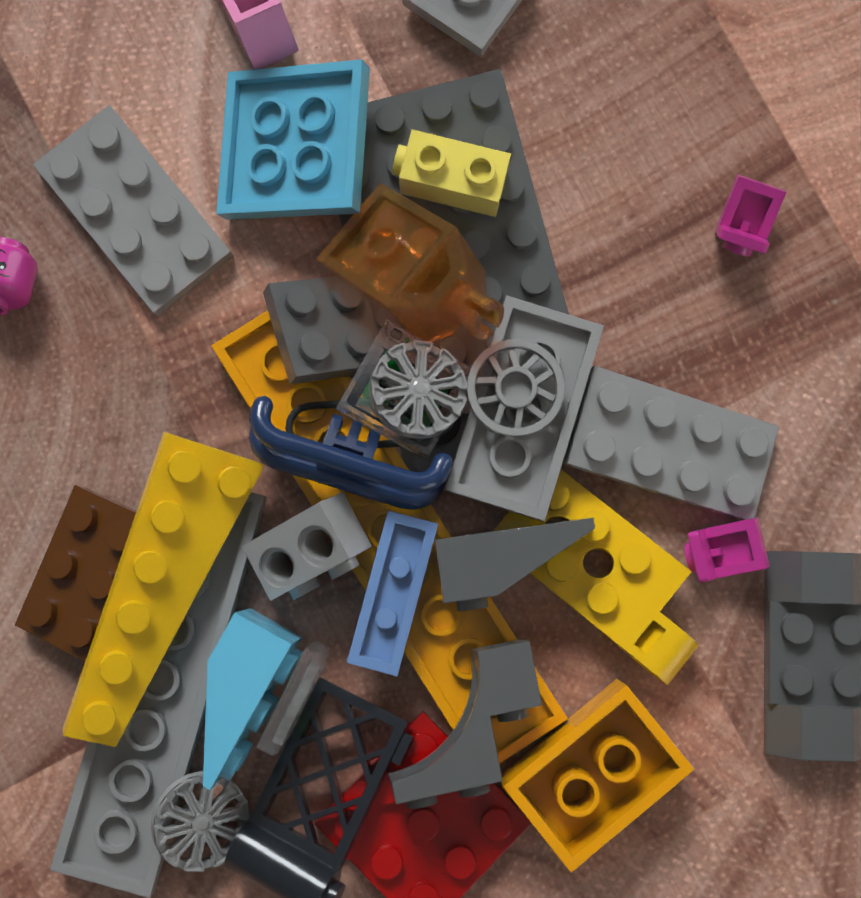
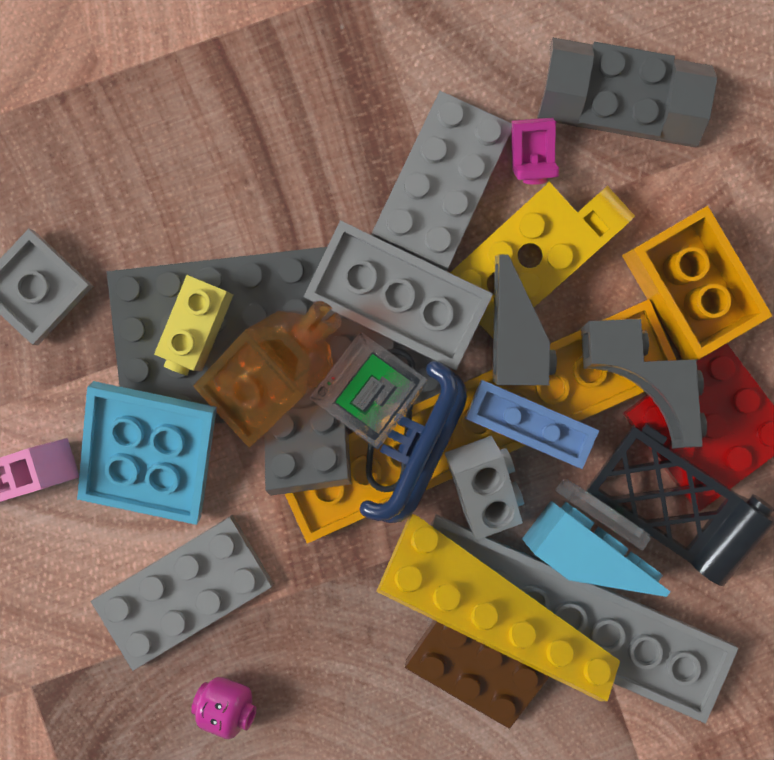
camera: 75 degrees left, 5 degrees up
(197, 822) = (687, 603): light grey wheel -> none
(417, 389) = (372, 380): light grey wheel -> none
(515, 387) = (382, 300): light grey wheel -> none
(749, 216) = (262, 85): dark pink bracket -> none

